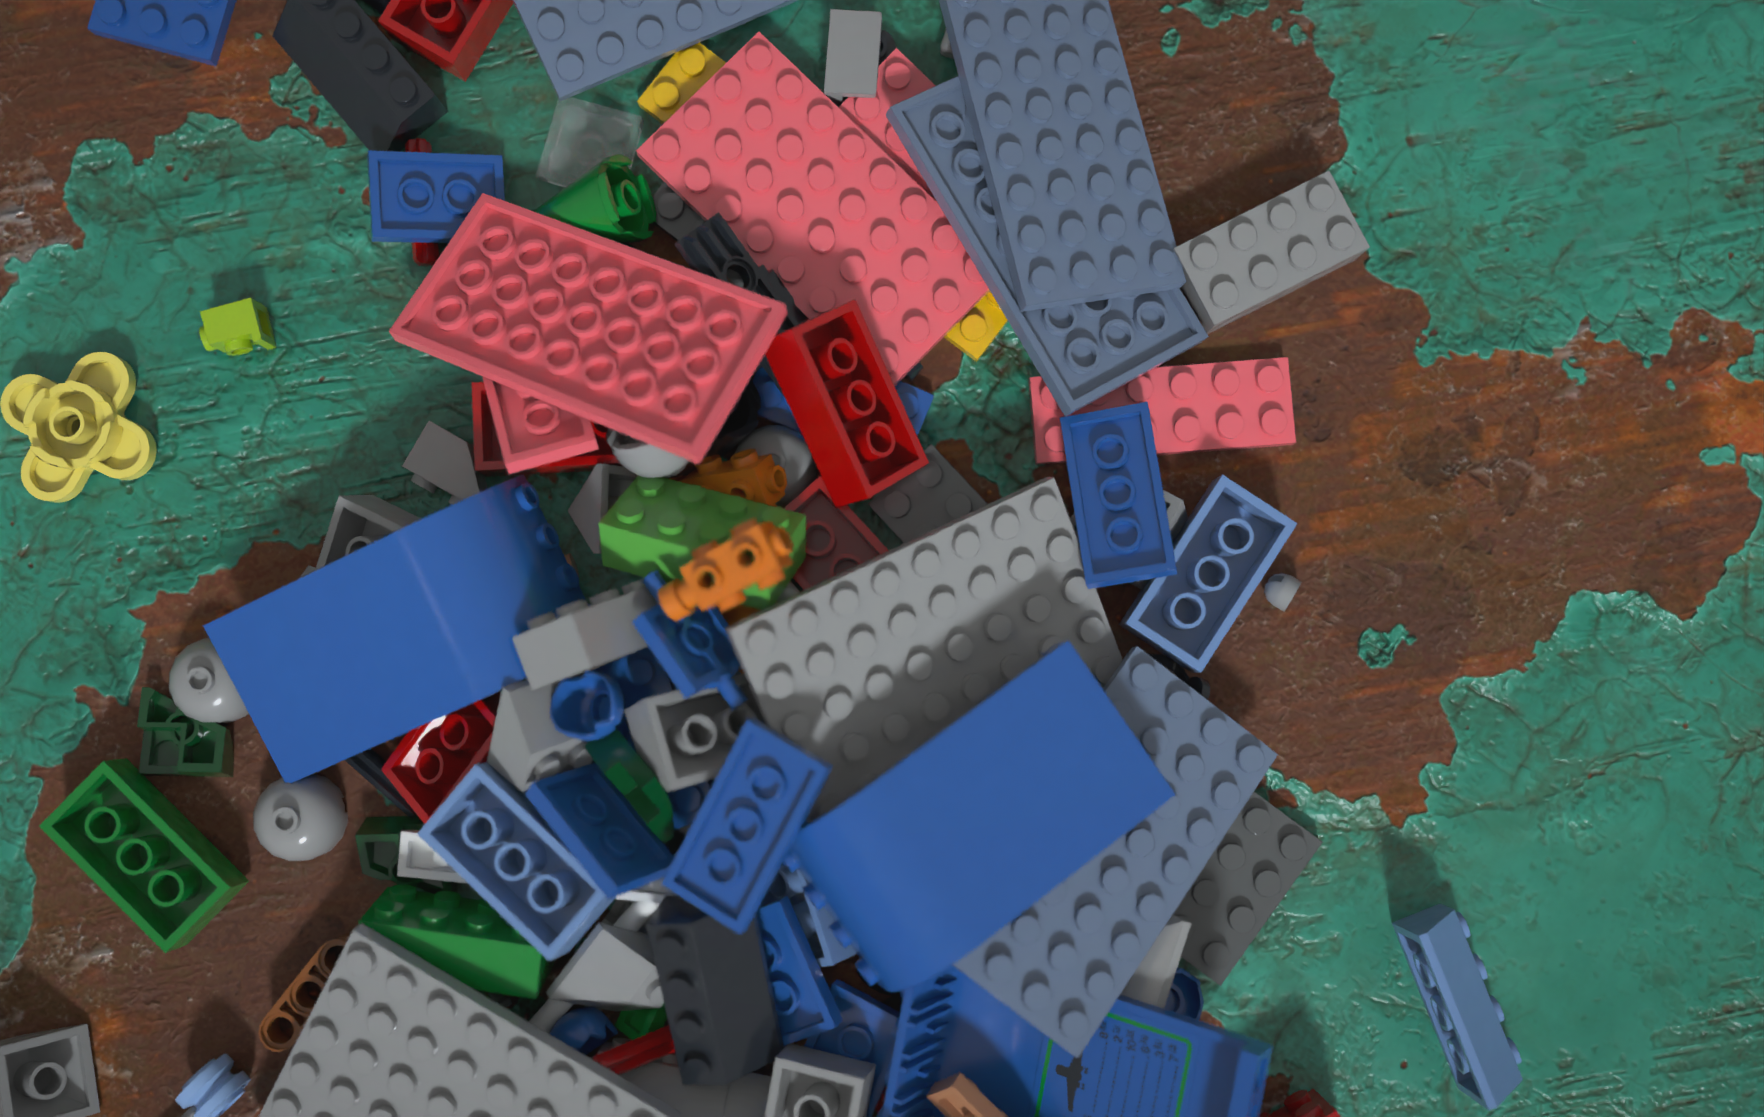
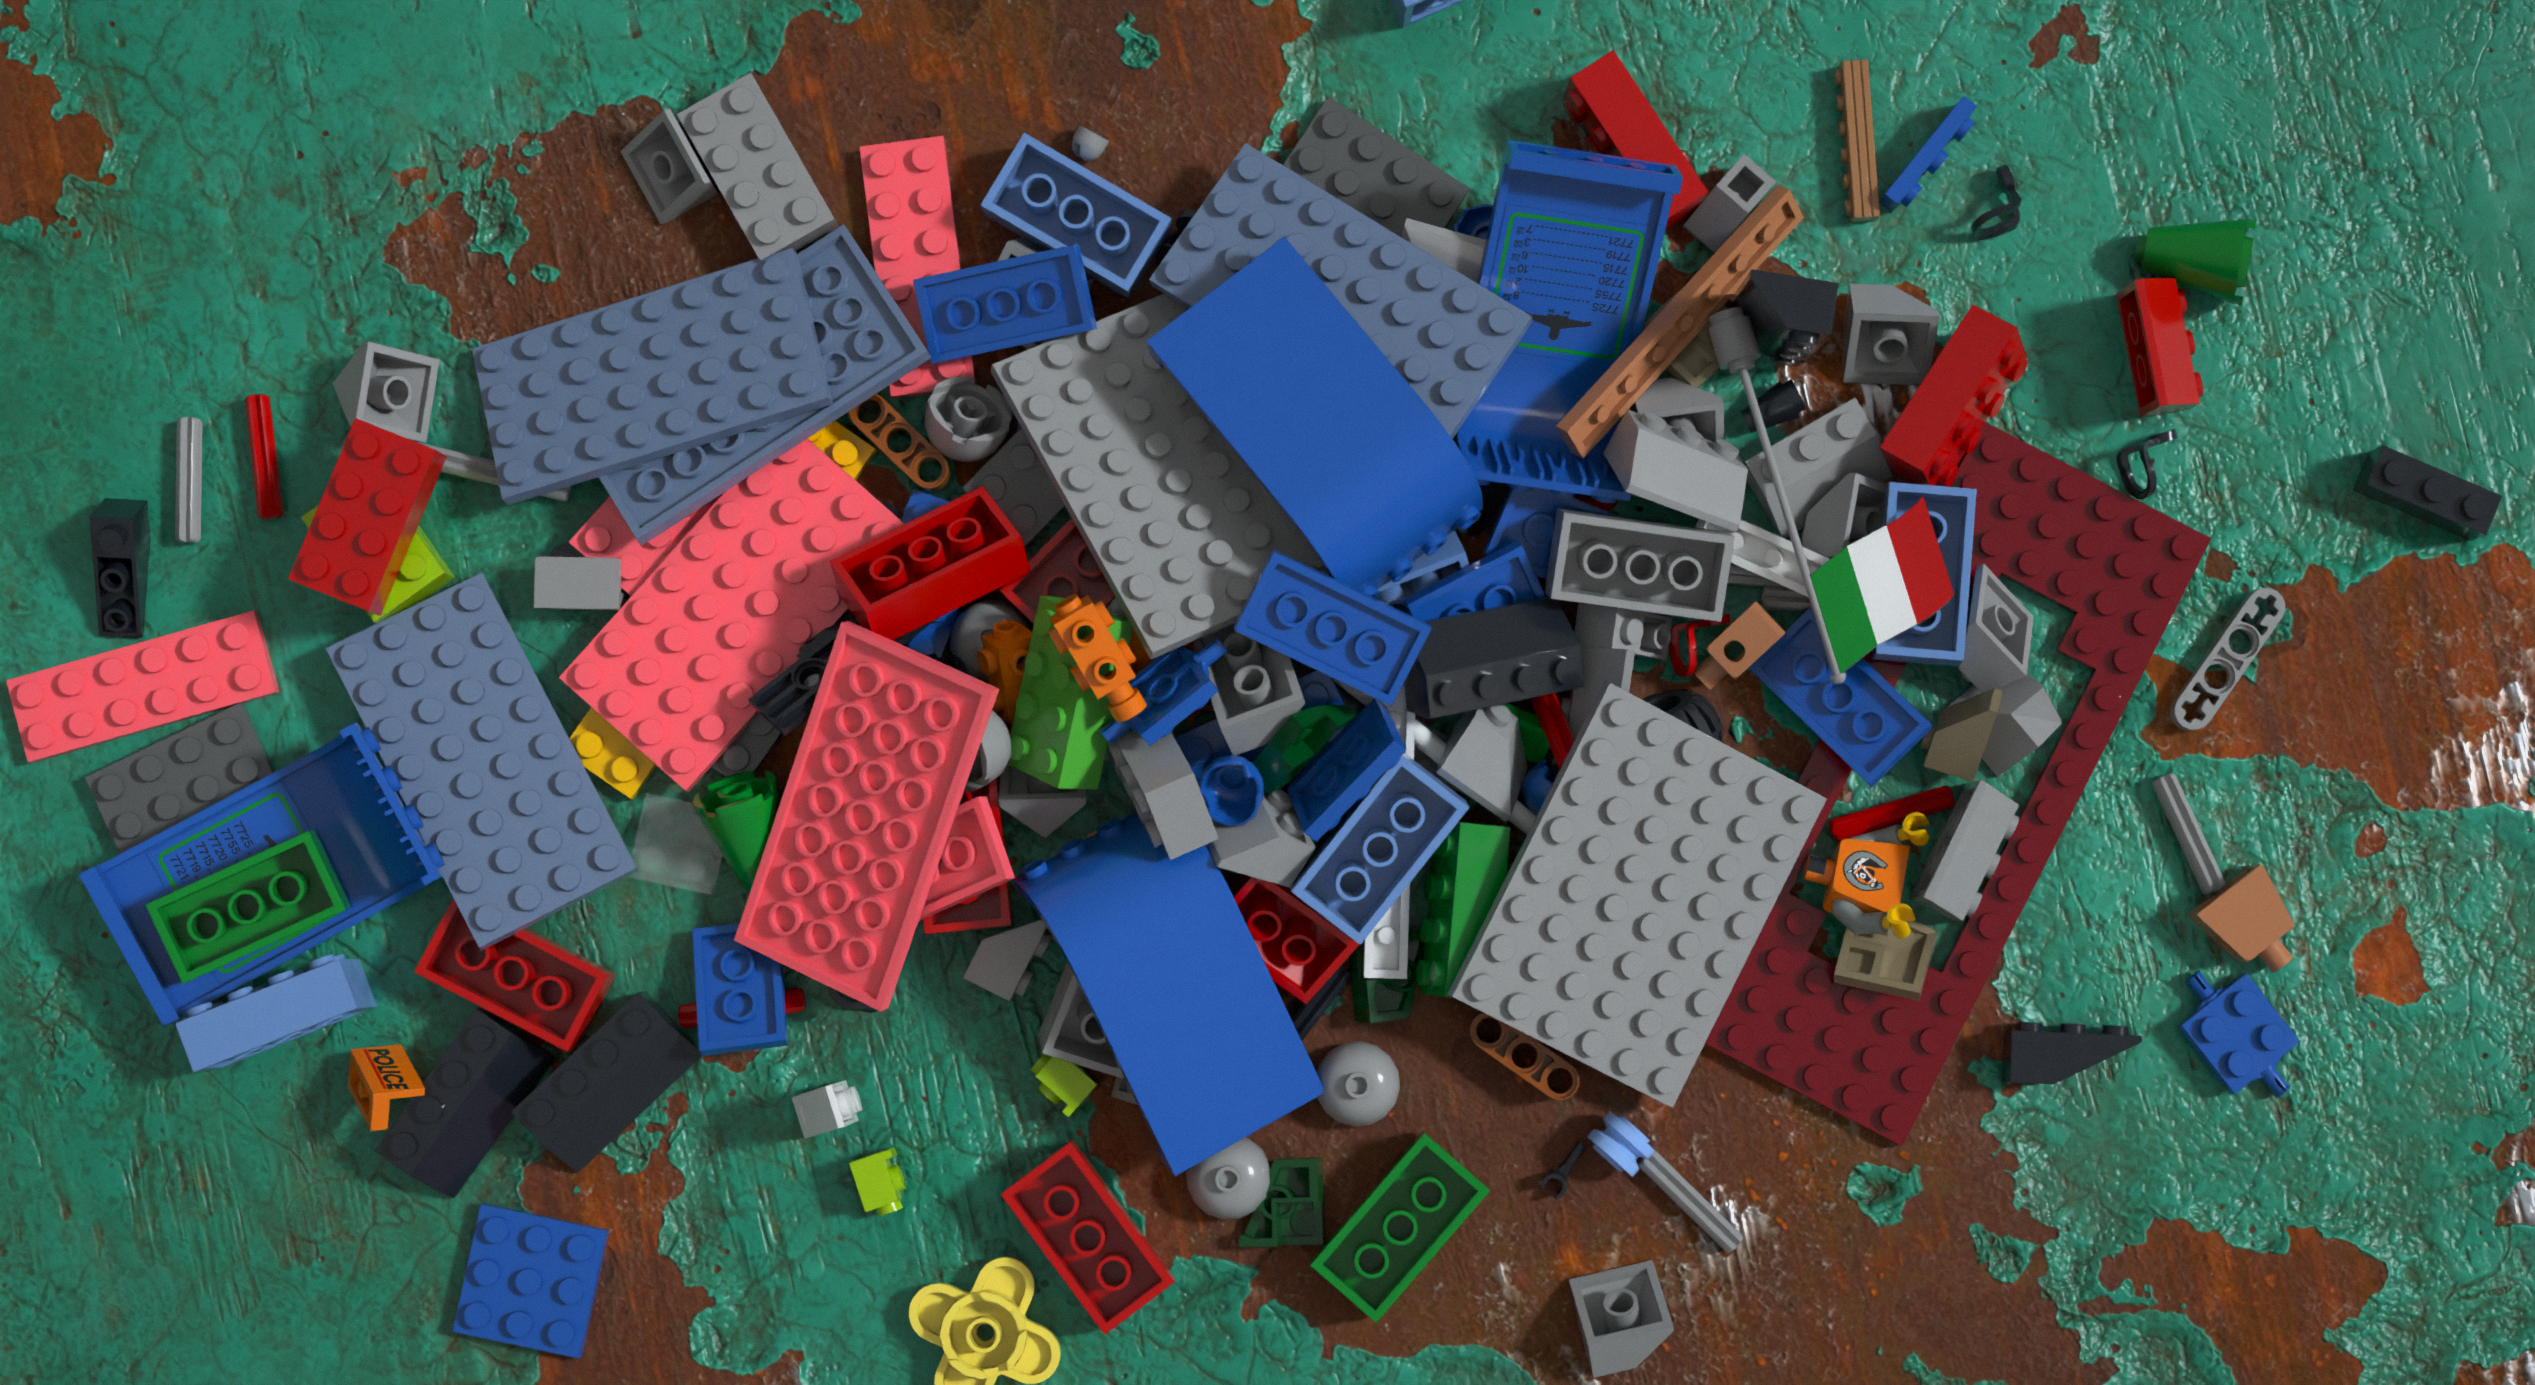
camera: 90 degrees left, 0 degrees up
(158, 535) = (1088, 1237): none -> red brick
(194, 1022) = (1564, 1169): none -> black hand
(306, 279) = (827, 1108): none -> white slope
(315, 517) = (1063, 1081): none -> lime brick
(970, 402) = (911, 460): none -> dark orange beam
(1001, 450) = (966, 419): none -> light grey cylinder
(1273, 164) = (668, 168): none -> light grey slope

